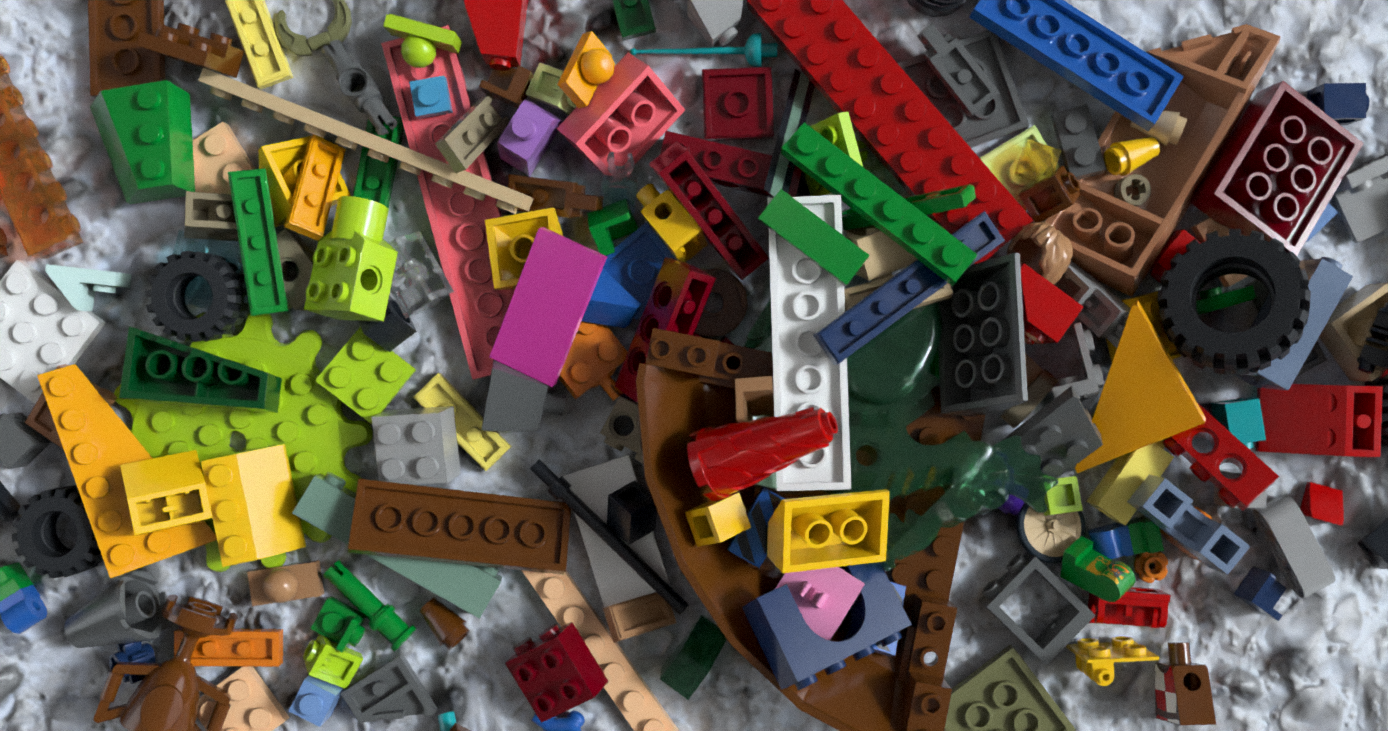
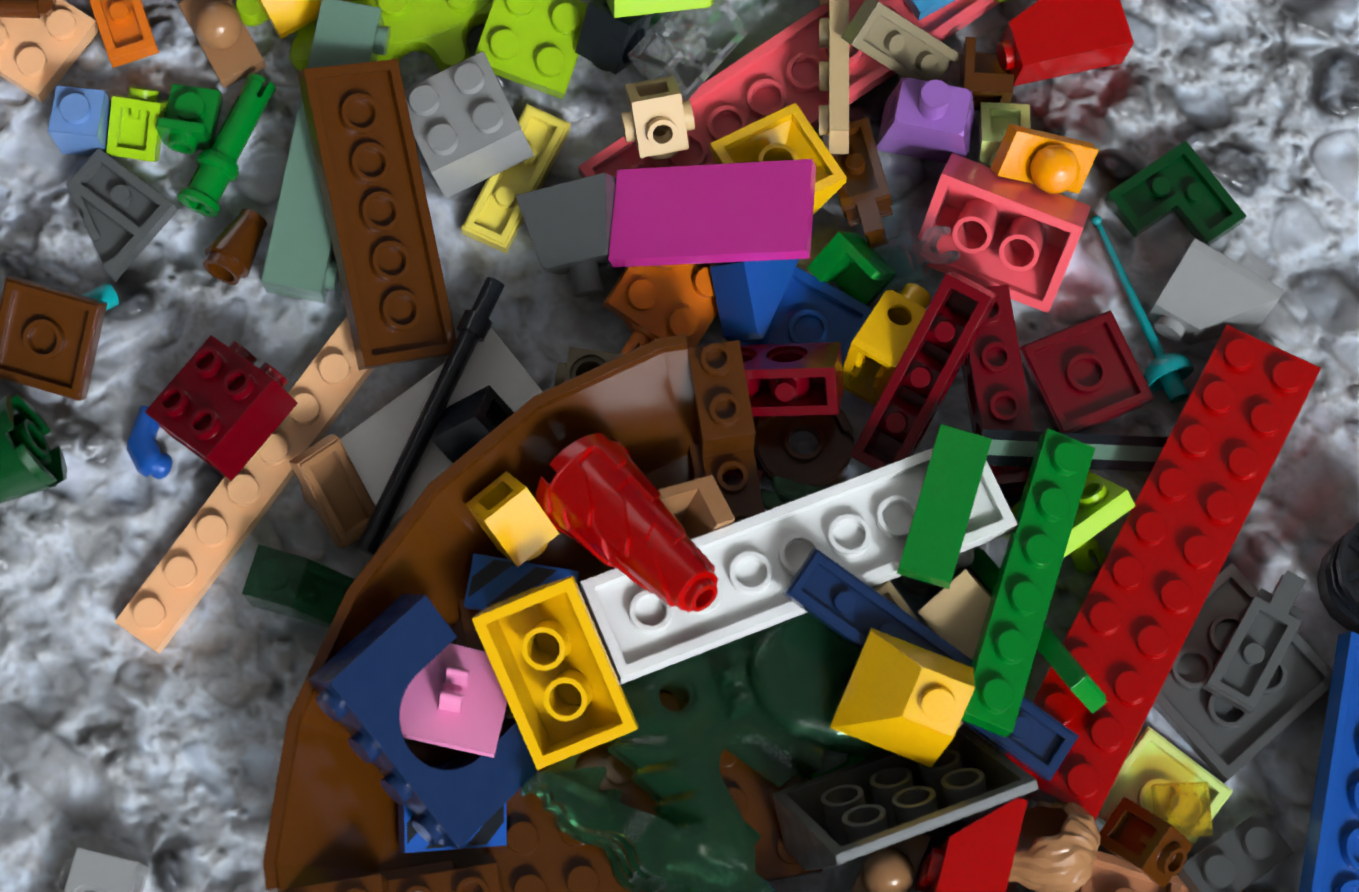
camera: 75 degrees right, 15 degrees down
(463, 317) = (657, 118): none -> tan brick
(928, 311) = (904, 698): none -> yellow slope

